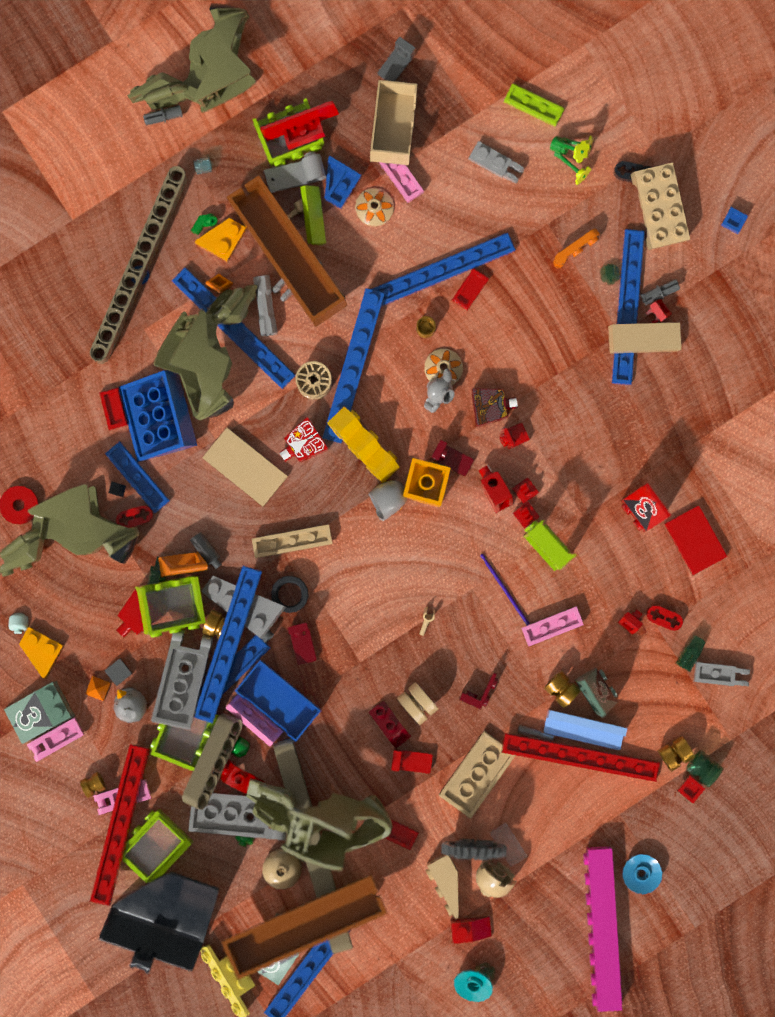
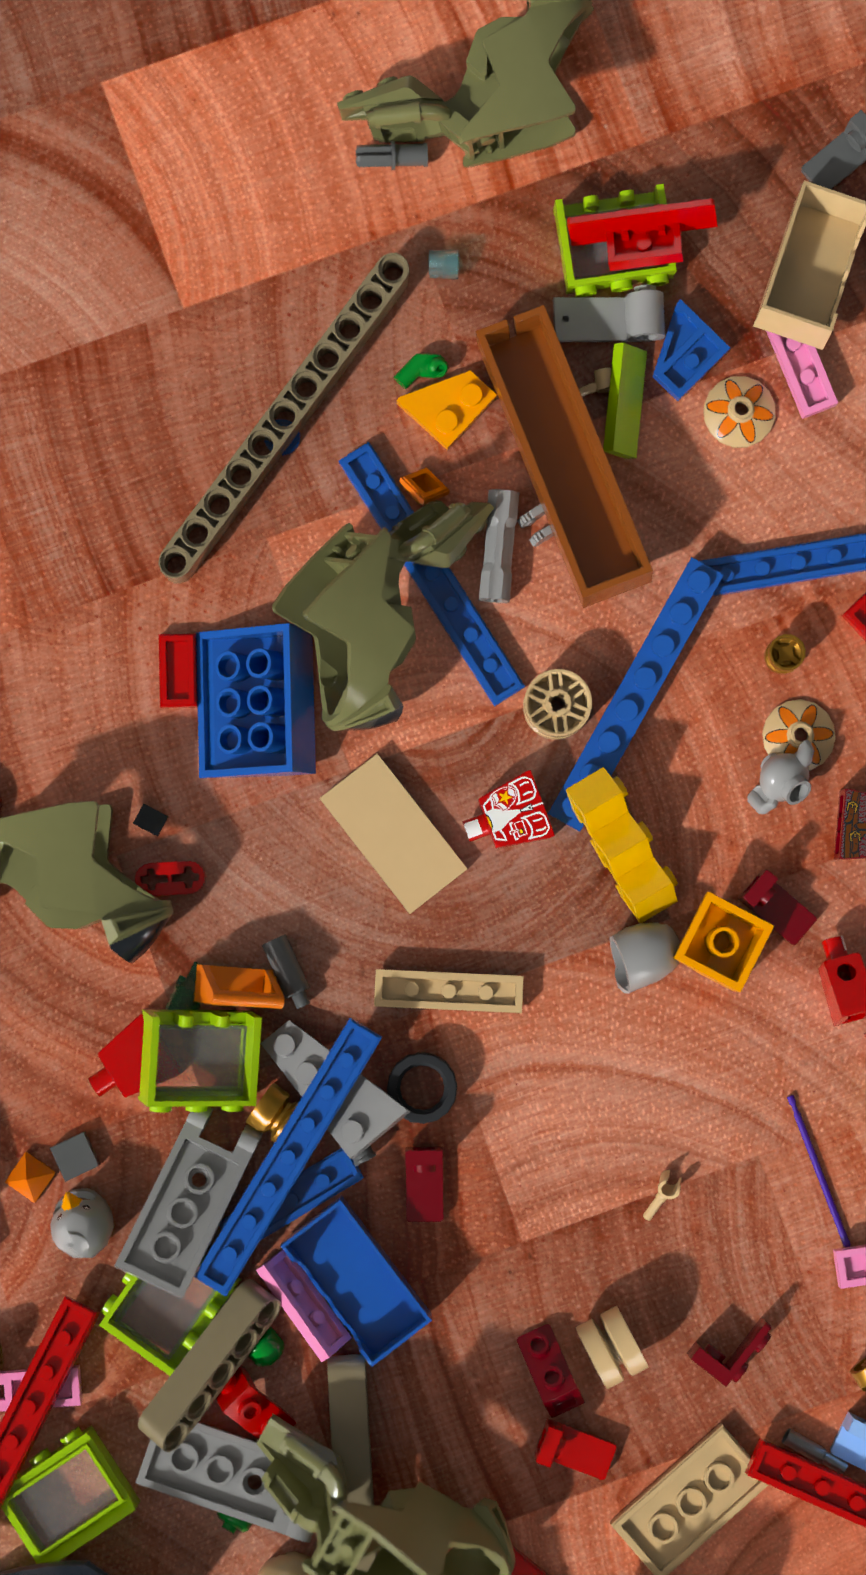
camera: 15 degrees right, 0 degrees up
(137, 477) = (192, 806): blue tile -> none

